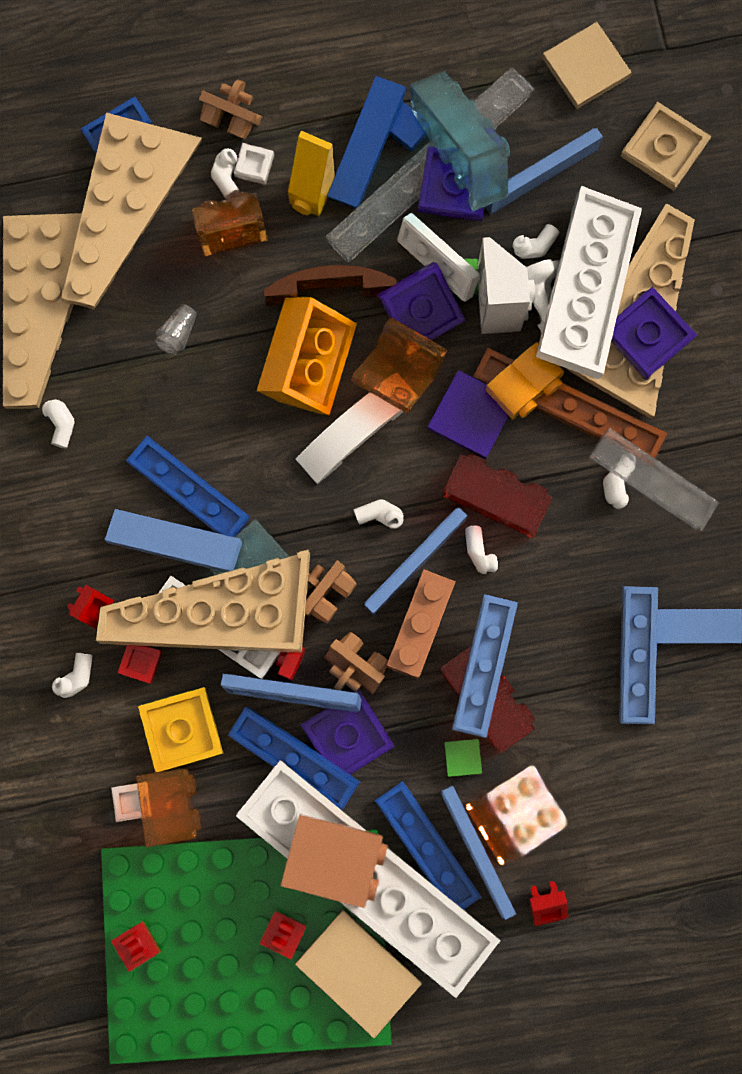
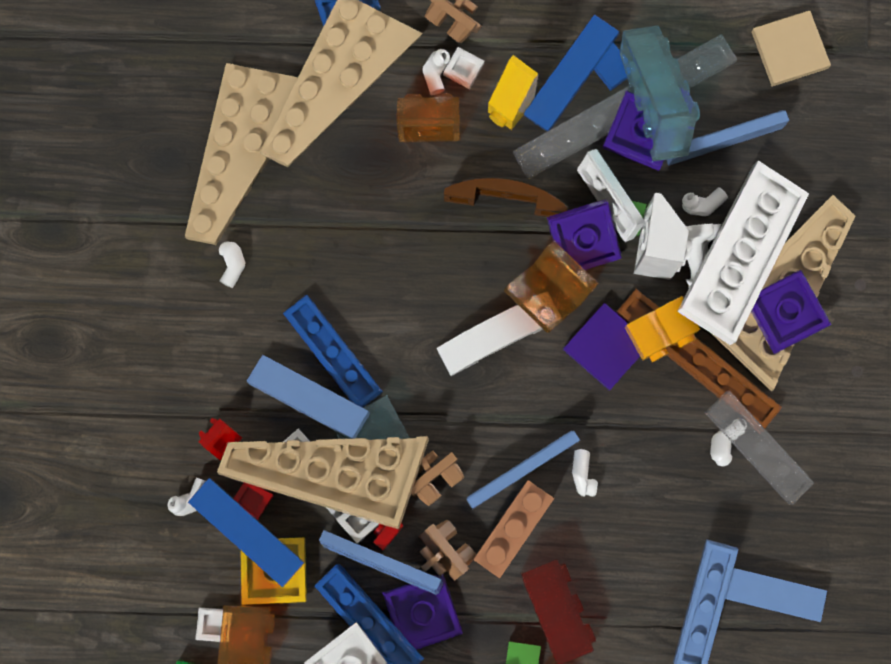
camera: 15 degrees right, 0 degrees up
(142, 696) = (246, 532): none -> blue tile
(176, 330) = (356, 205): clear cone -> none
(307, 355) = (469, 256): light orange slope -> none
(382, 512) = (503, 416): white arm -> none
(484, 666) = (562, 582): medium blue tile -> none
(497, 495) = (612, 427): clear red brick -> none
(665, 146) = (845, 140): tan tile -> none

